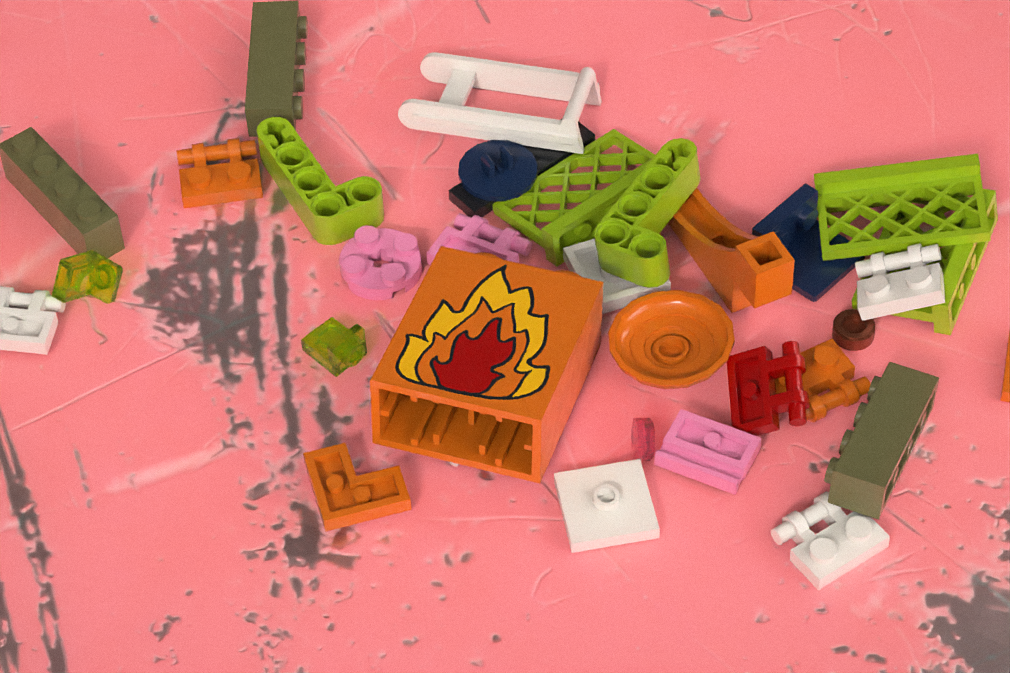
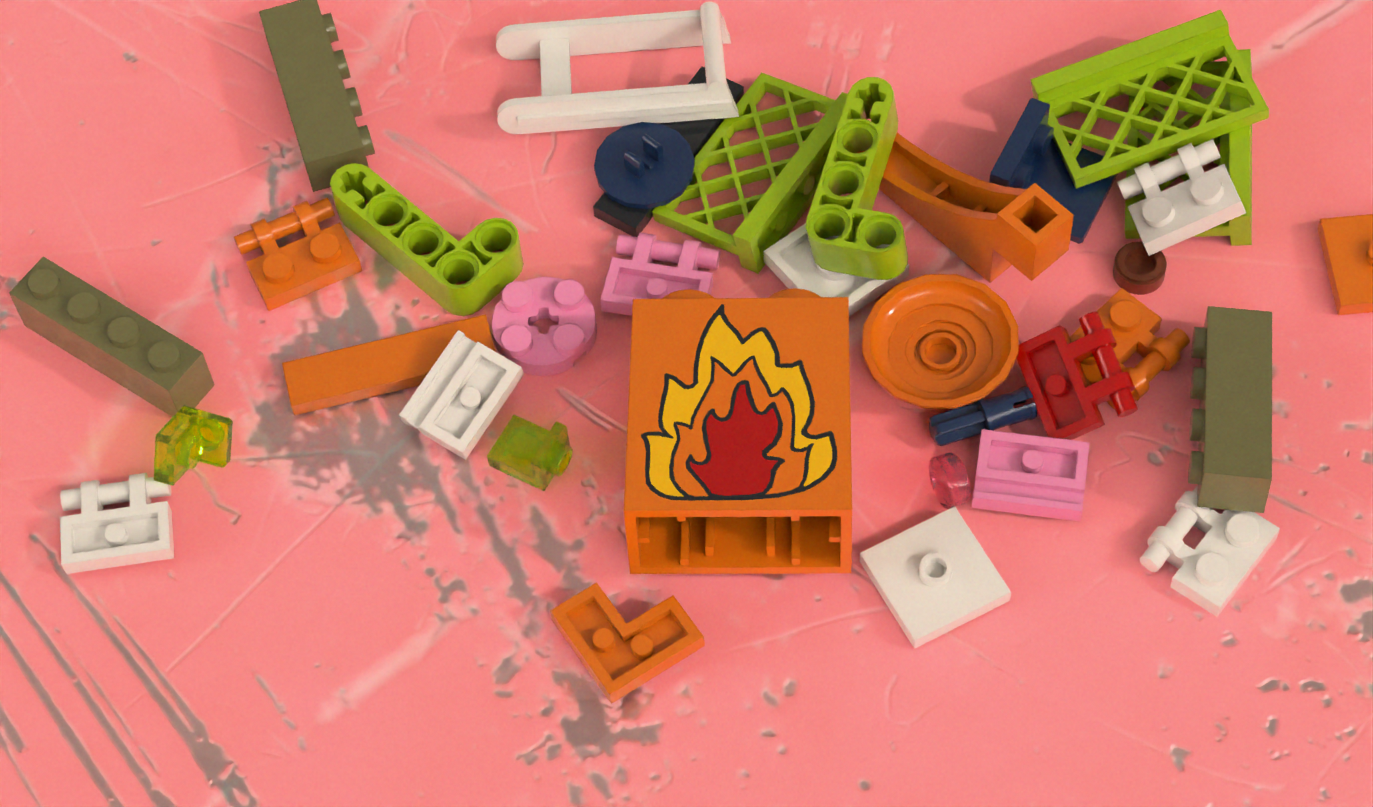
camera: 15 degrees left, 10 degrees up
(256, 263) = (374, 366): none -> orange tile
(298, 293) = (461, 394): none -> white plate
(695, 401) = (982, 414): none -> dark blue axle

